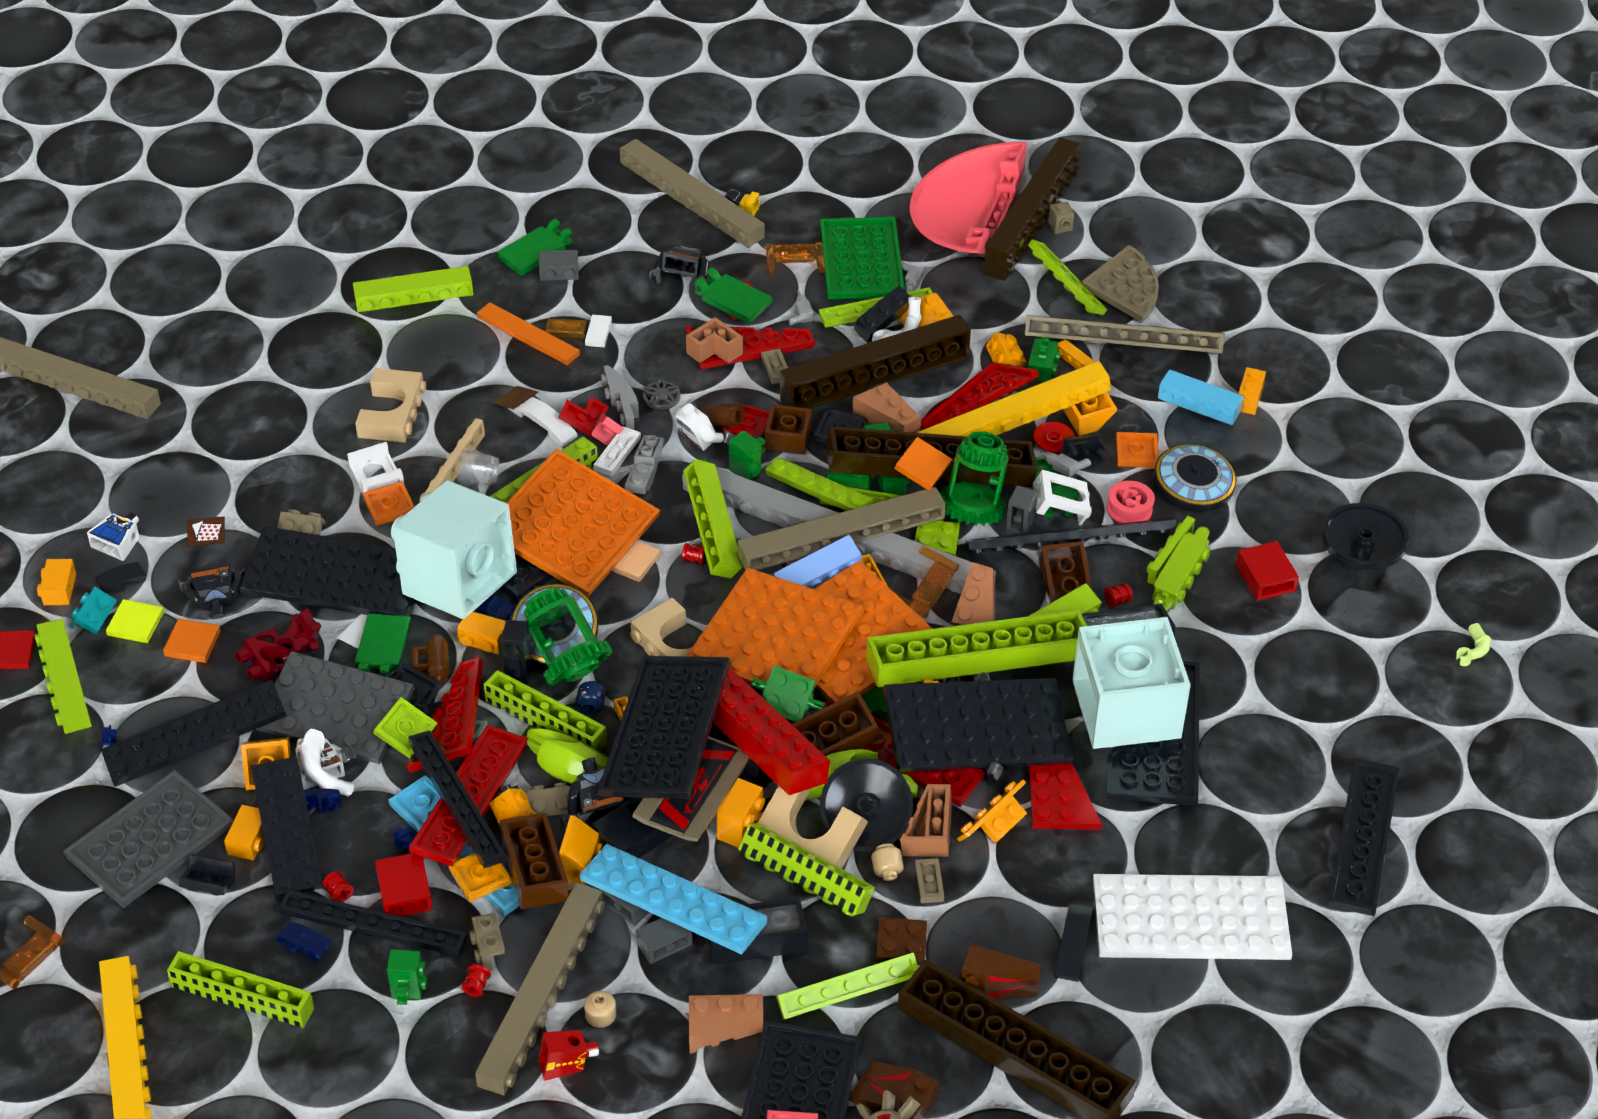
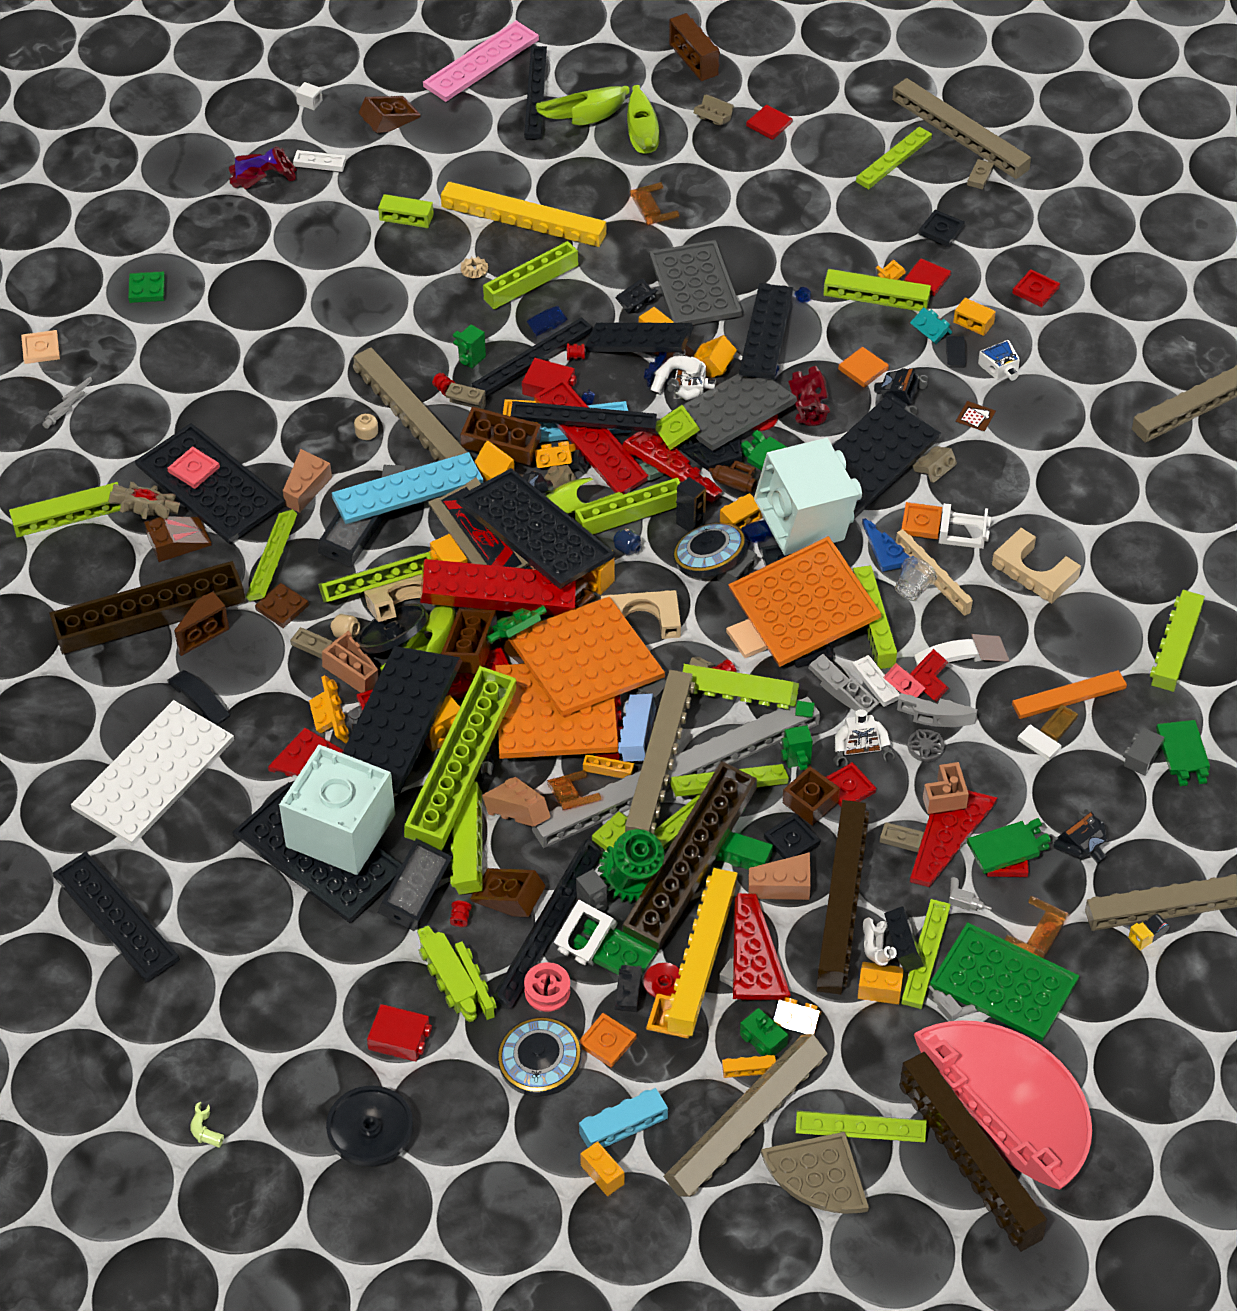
camera: 125 degrees right, 5 degrees up
(25, 676) = (891, 271): none -> light orange bracket
(135, 621) = (906, 345): neon yellow tile -> none
(252, 1079) = (468, 270): none -> tan gear
(564, 1053) = (348, 393): red torso -> none
(576, 661) = (658, 530): green piece -> none
(699, 571) = (698, 661): none -> dark tan plate
(724, 414) = (861, 759): reddish brown piece -> none
(923, 463) = (672, 825): orange tile -> none
(1061, 217) = (947, 1175): dark tan brick -> none
(1065, 464) = (622, 958): light grey piece -> none

